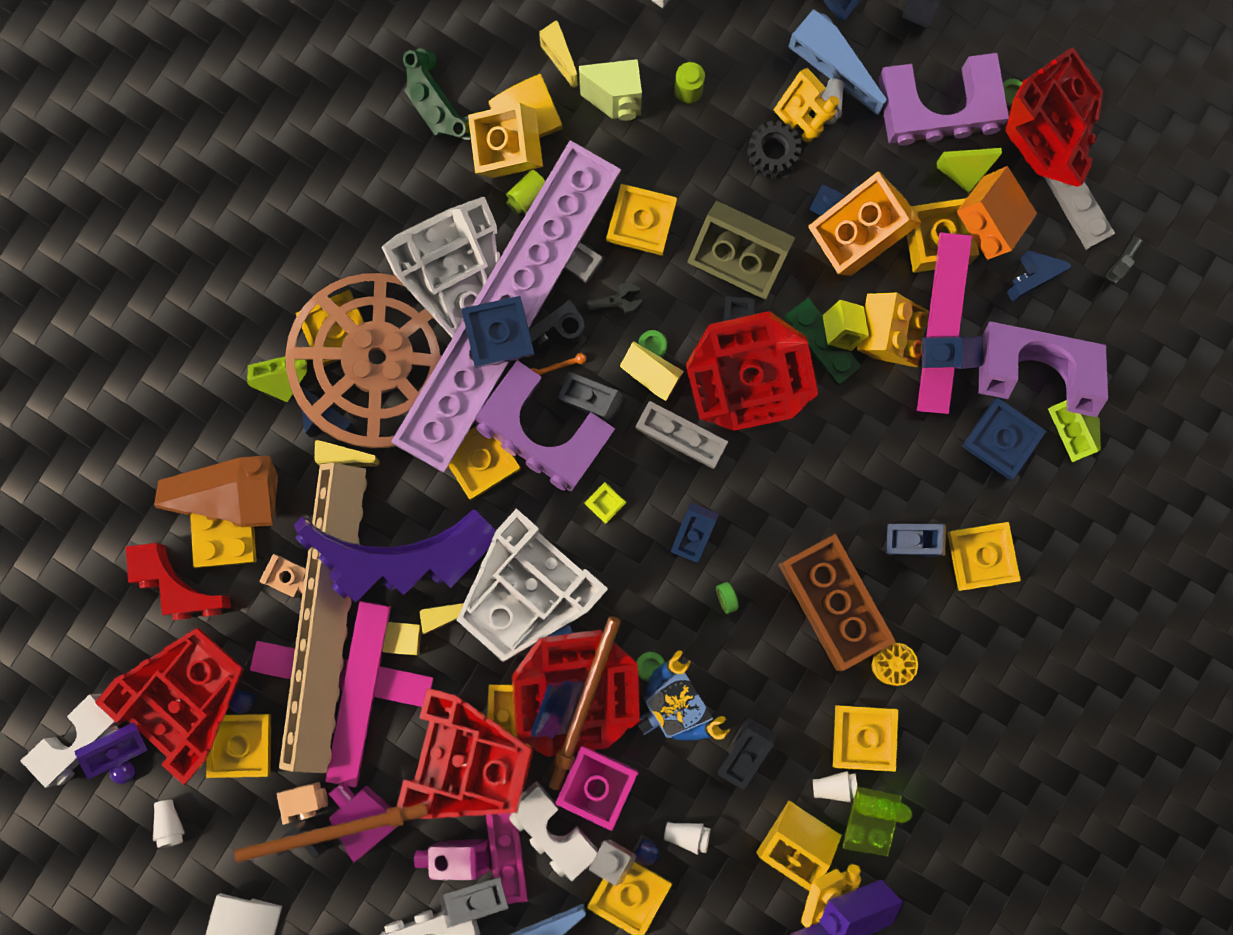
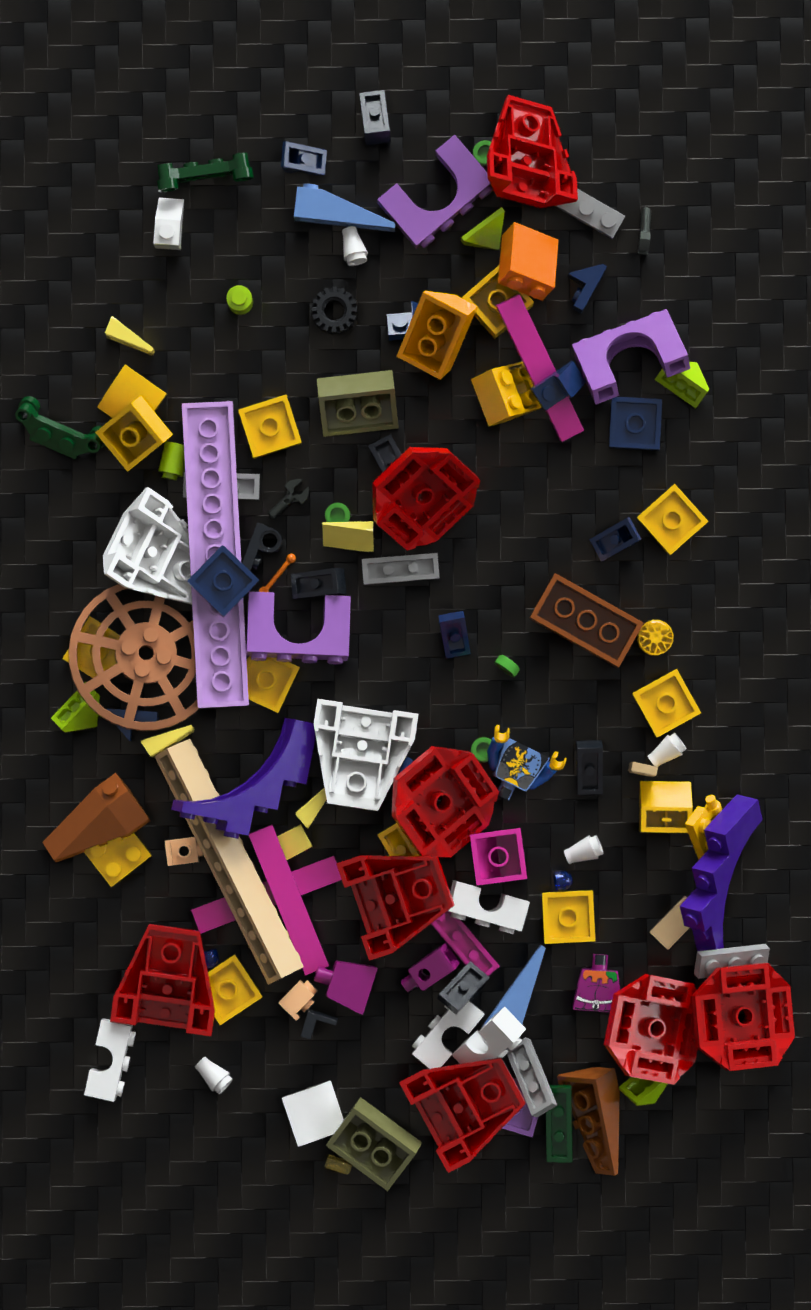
camera: 30 degrees left, 5 degrees up
(112, 753) = (143, 1050): dark purple plate -> none
(150, 564) = (80, 909): red arch -> none
(393, 817) = (372, 963): dark orange bar -> none
(557, 709) = (438, 817): clear blue piece -> none
(565, 757) = (463, 849): dark orange bar -> none
(605, 502) = (376, 653): neon yellow tile -> none
(612, 862) = (541, 899): light grey brick -> none
(613, 88) = (188, 342): yellowish green slope -> none
(799, 100) = (331, 263): yellow plate -> none
(801, 792) = (642, 769): none -> tan tile
(836, 361) = (460, 433): dark green plate -> none
(845, 325) = (469, 413): neon yellow brick -> none
(874, 821) = (707, 757): clear neon green hinge -> none

